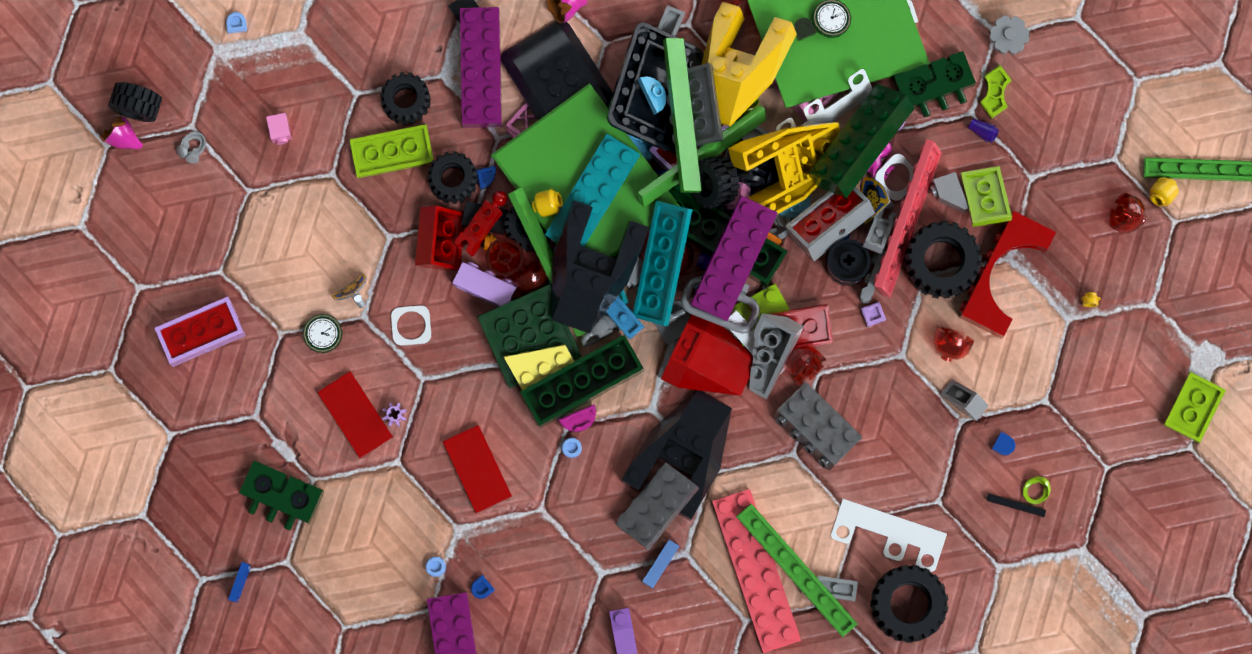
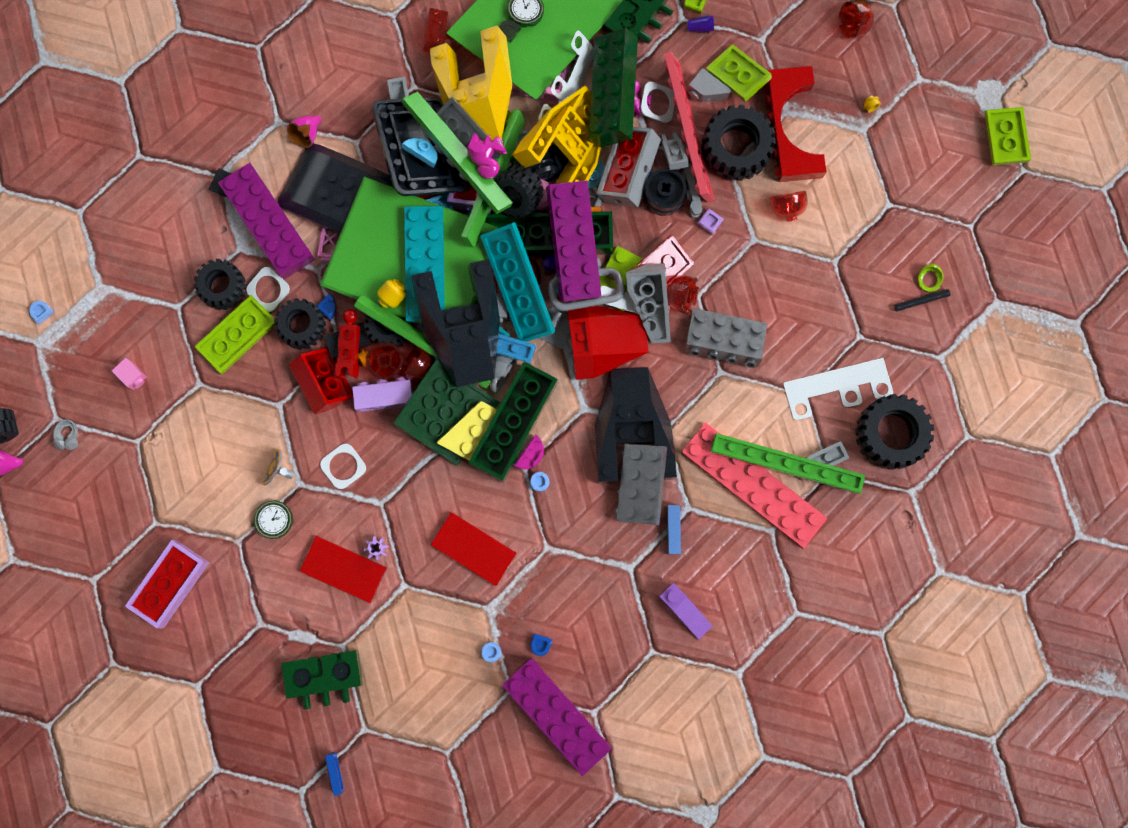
camera: 35 degrees left, 0 degrees up
(458, 138) = (268, 271): none -> white piece
(701, 131) = (482, 152): none -> dark pink animal
(877, 195) = (654, 121): shield -> none
(964, 399) = (827, 242): light grey slope -> none
(1004, 444) = (881, 258): blue tile -> none

